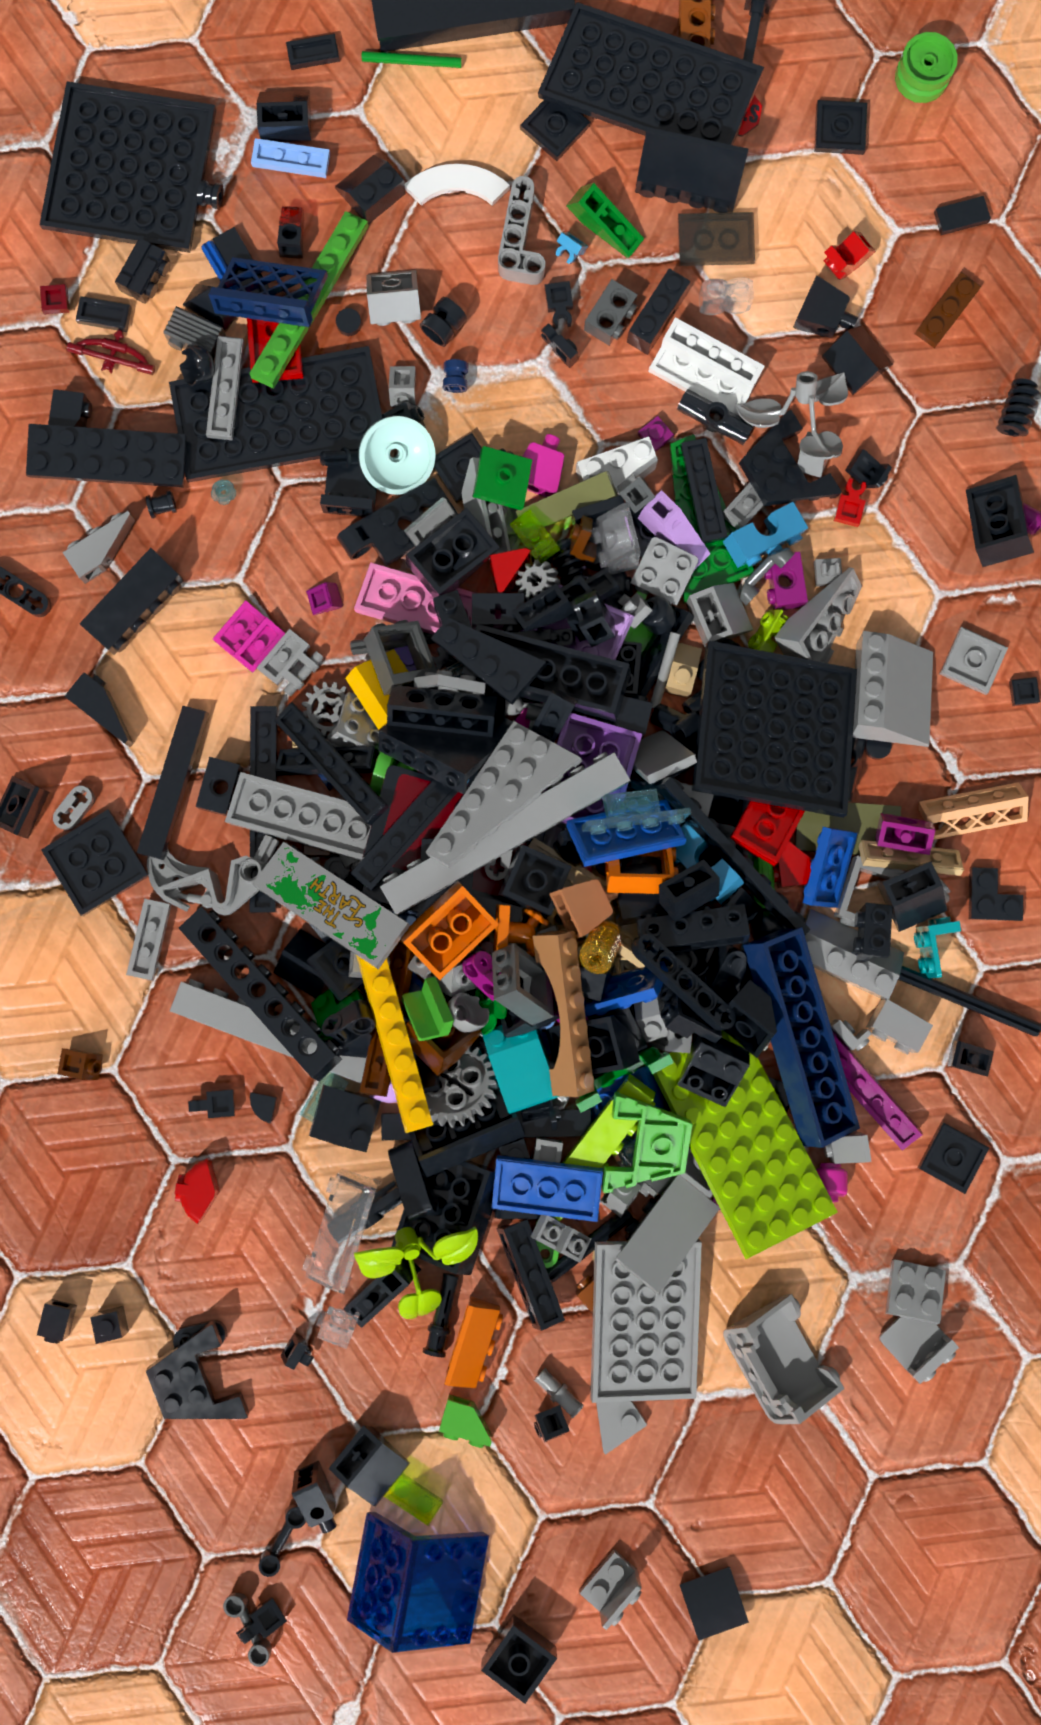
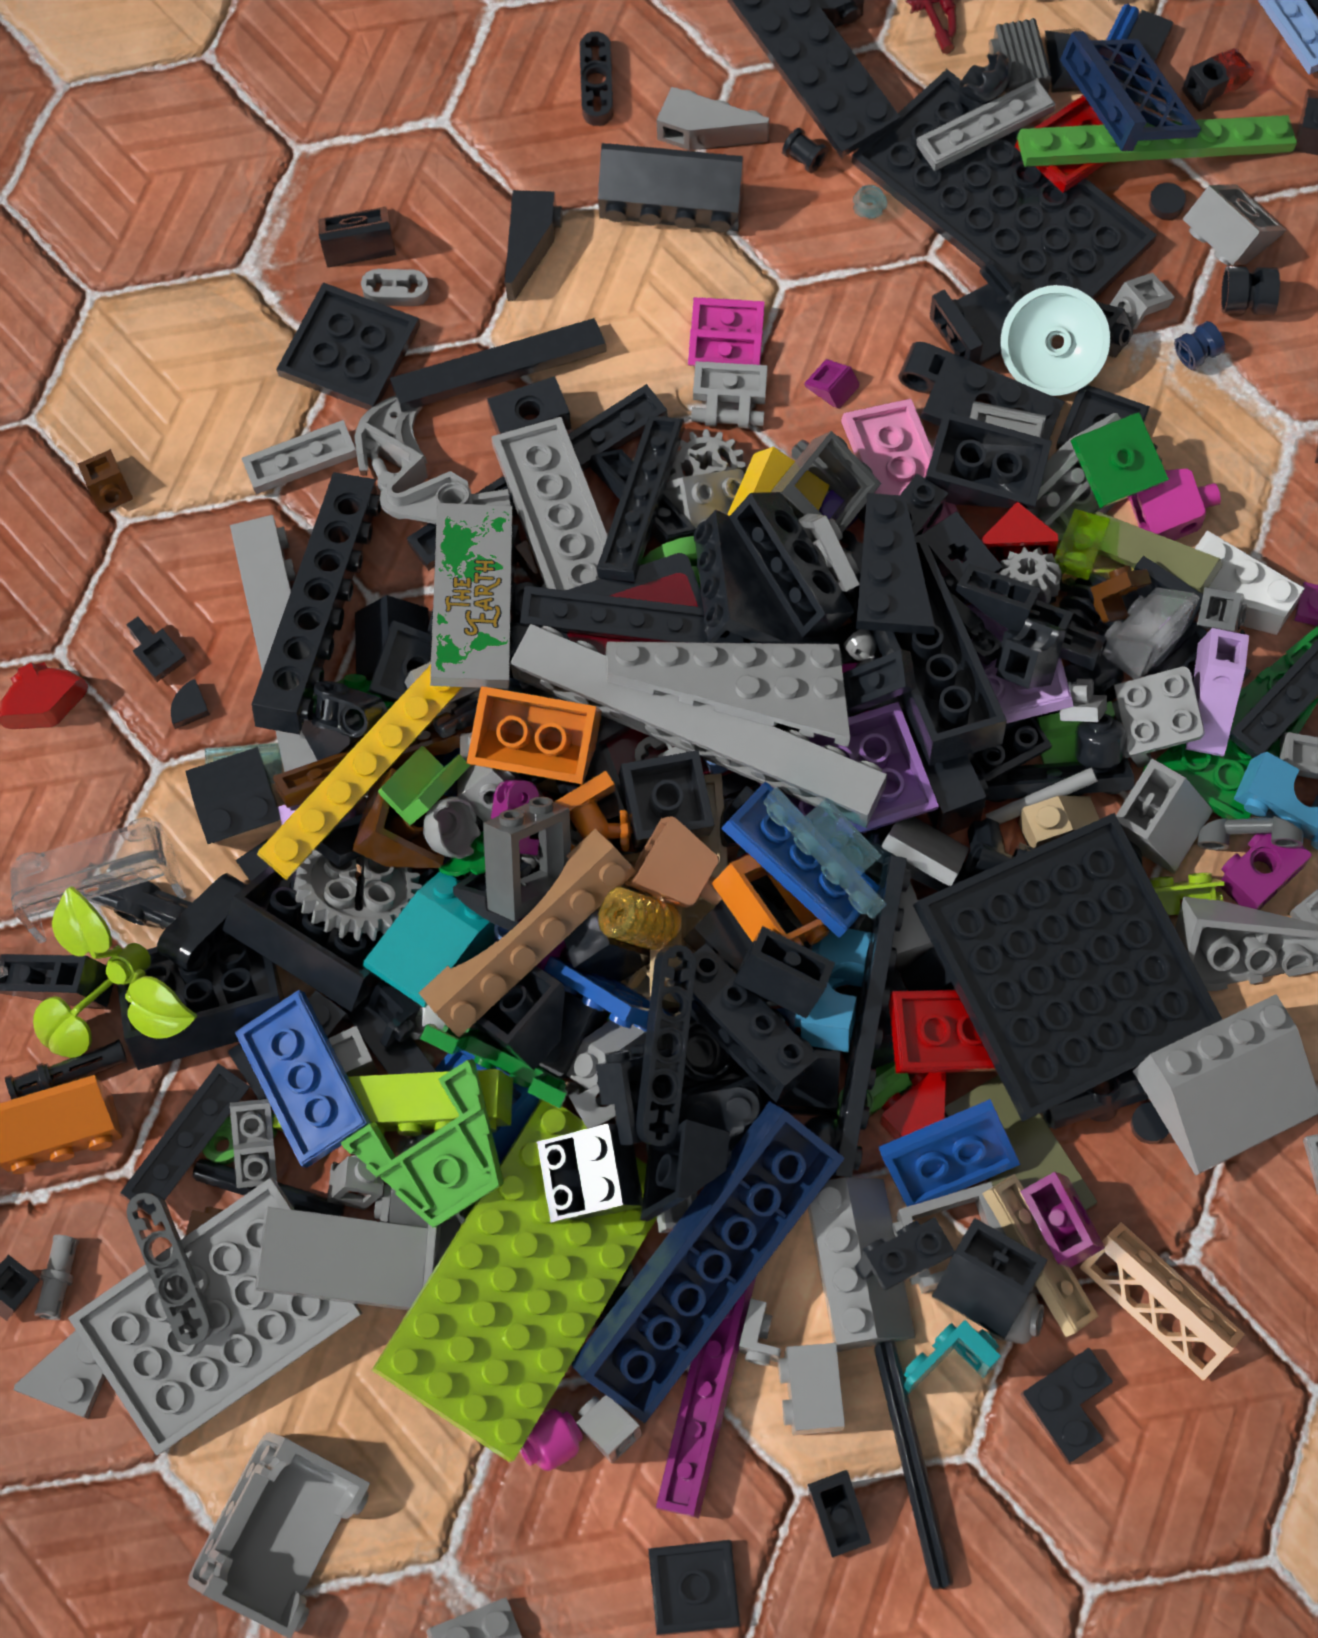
camera: 65 degrees right, 15 degrees down
(398, 961) = (460, 718): none -> black axle
(606, 1336) = (162, 1271): none -> dark grey beam

